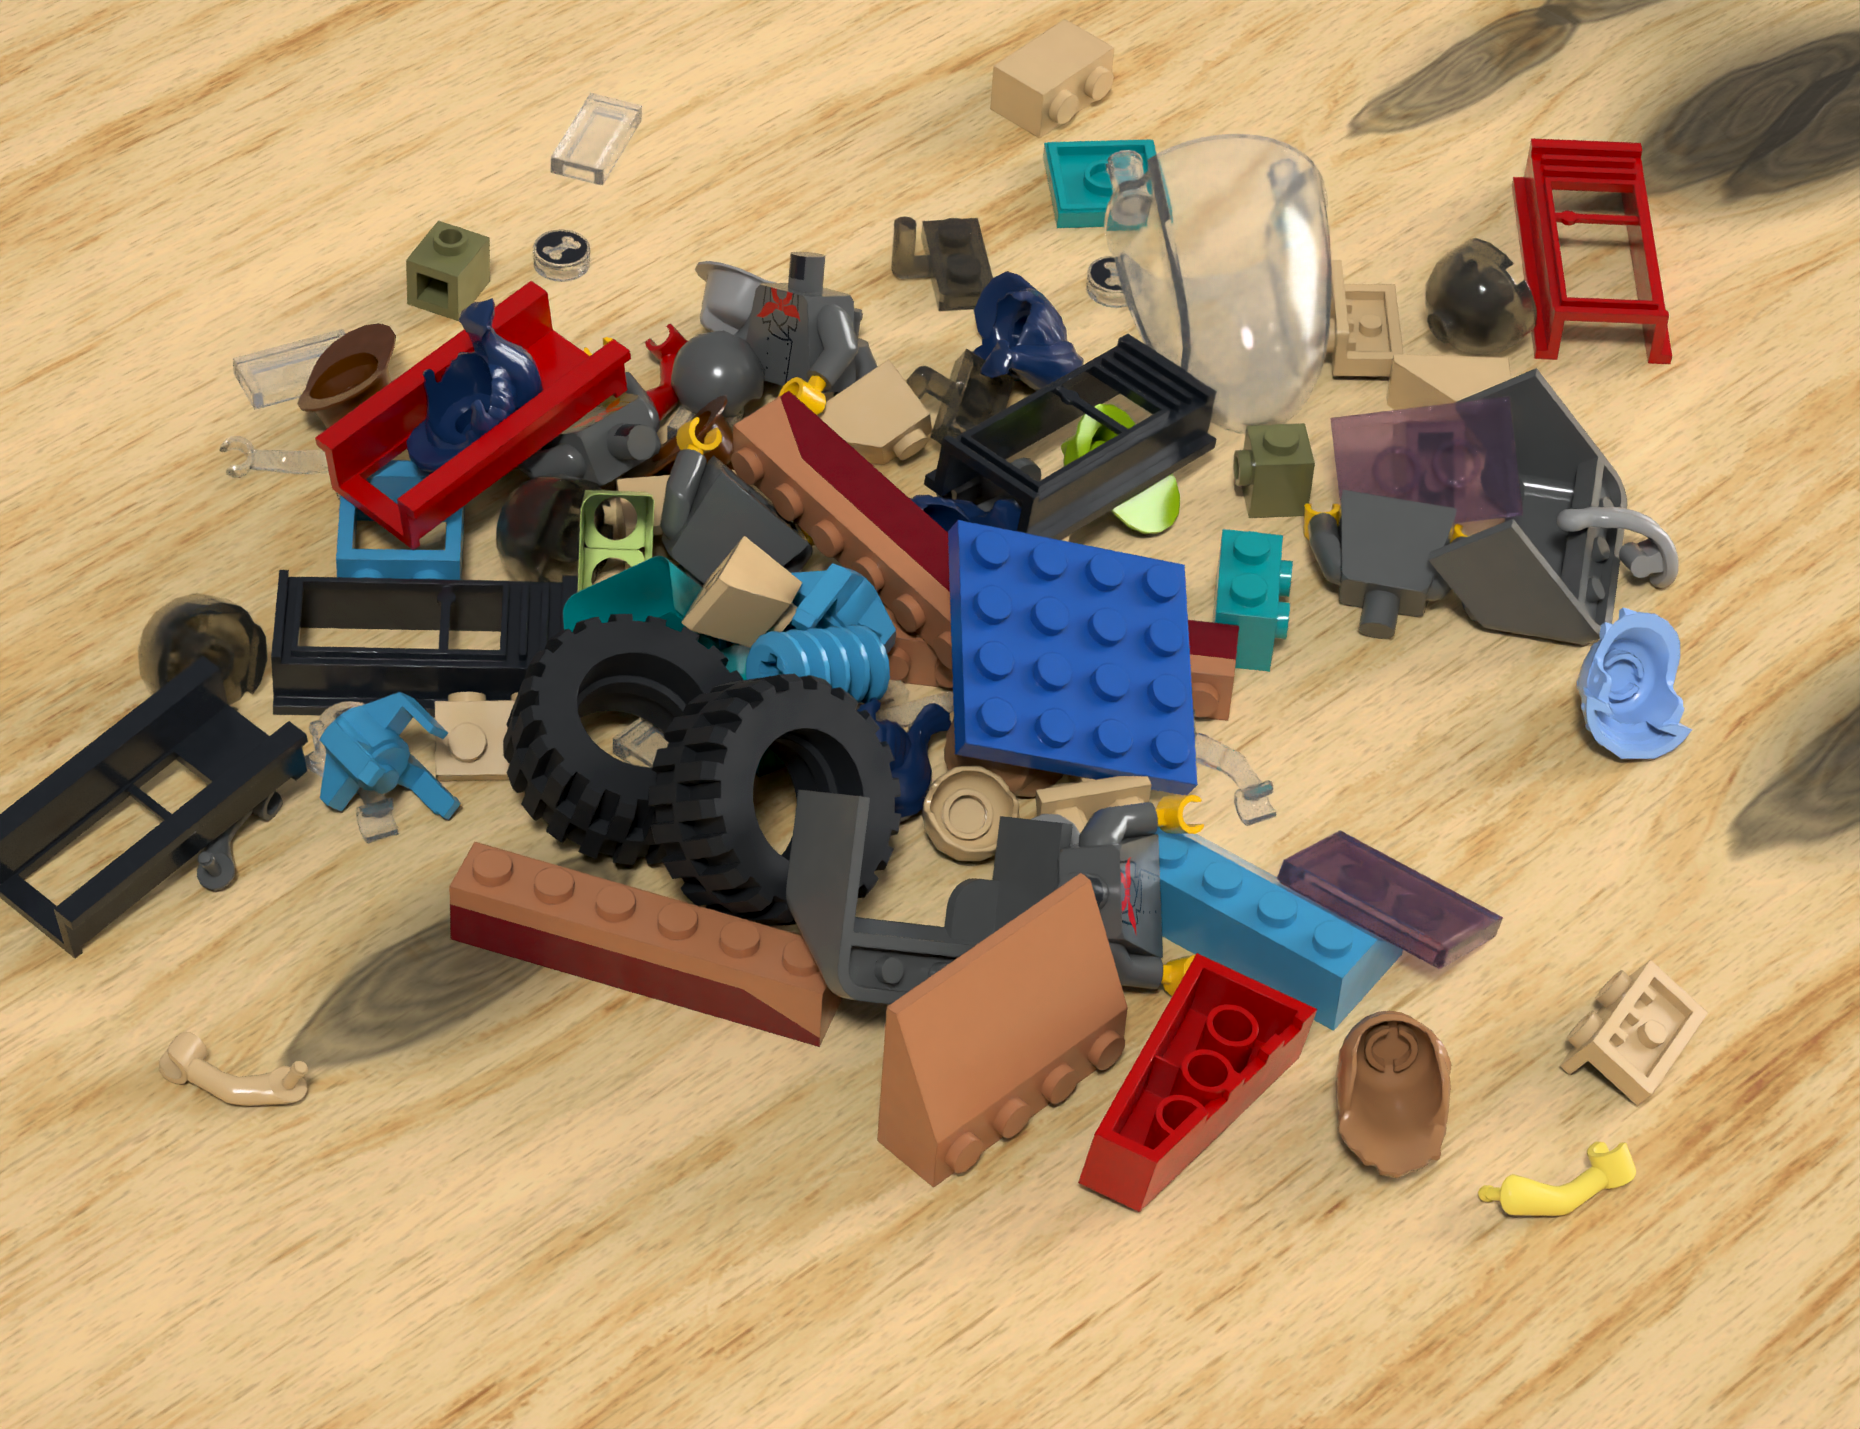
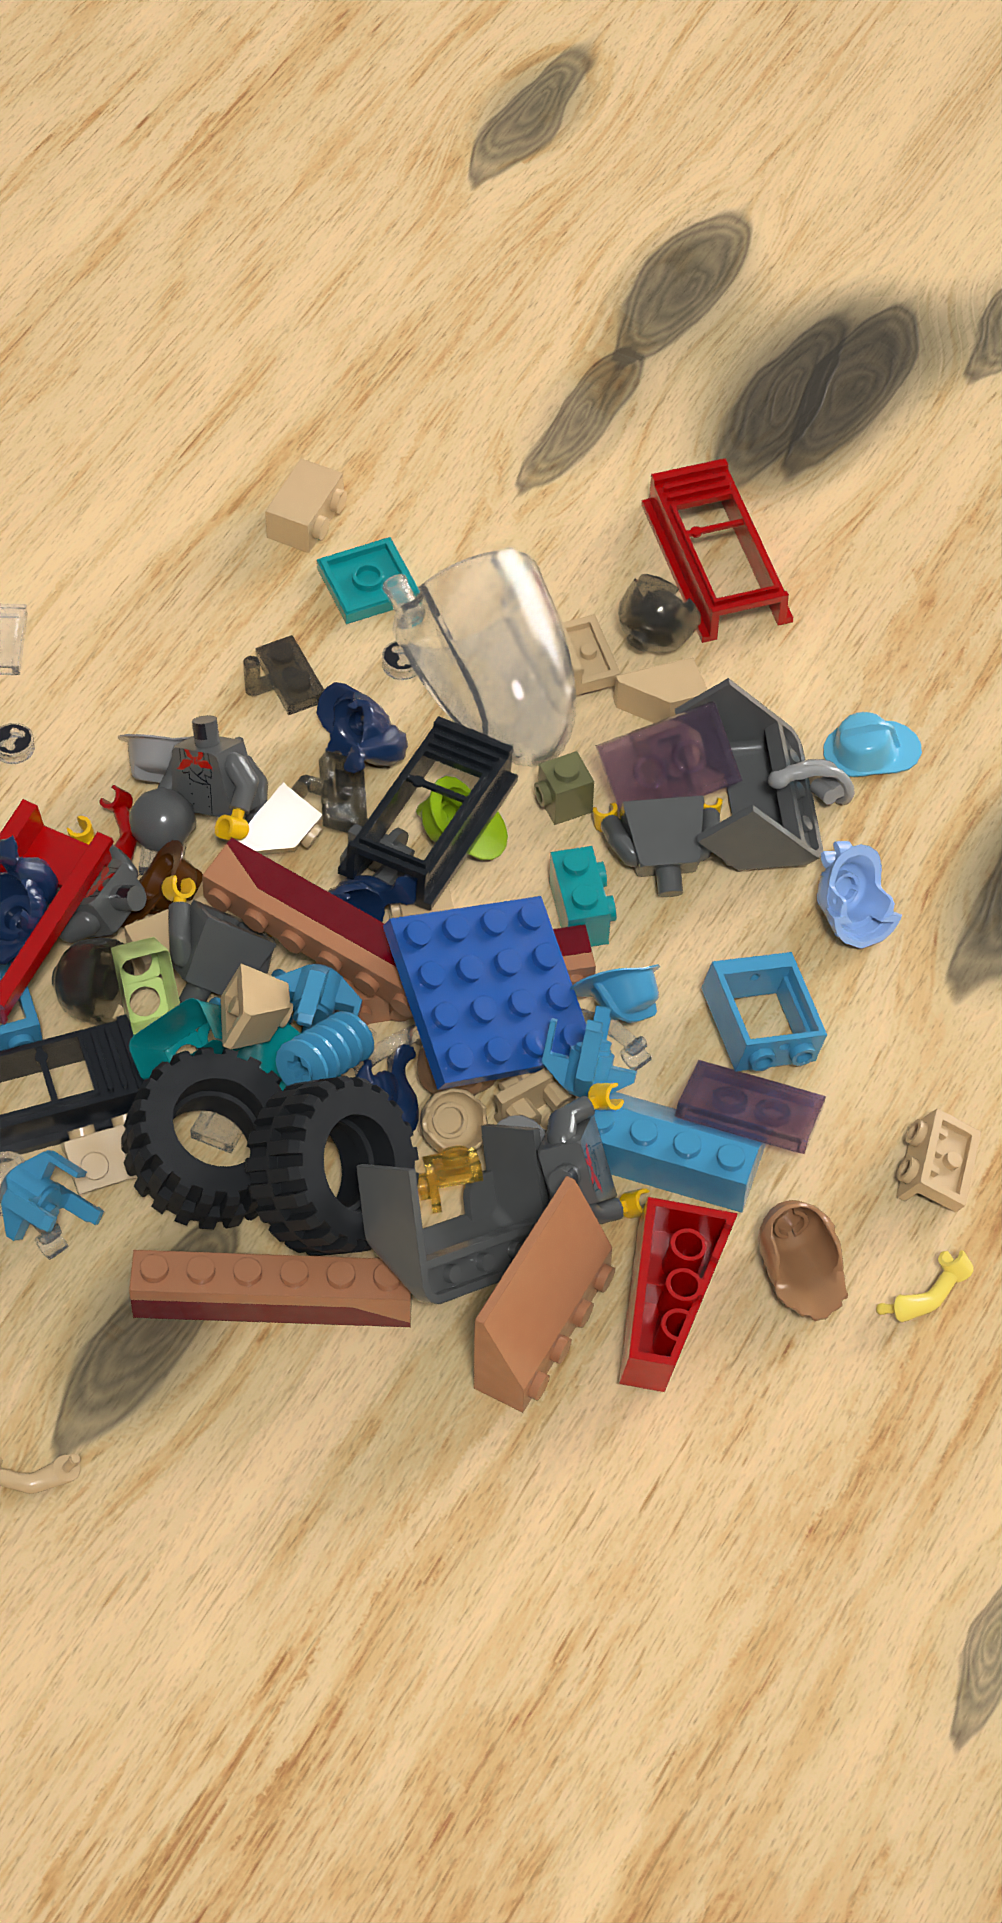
camera: 15 degrees left, 10 degrees up
(946, 859) = (450, 1168): none -> clear yellow bracket
(1176, 764) = (588, 1060): none -> dark azure piece
(1259, 714) = (626, 991): none -> dark azure piece
(1480, 755) = (757, 977): none -> dark azure window
(1727, 525) = (872, 746): none -> medium azure piece

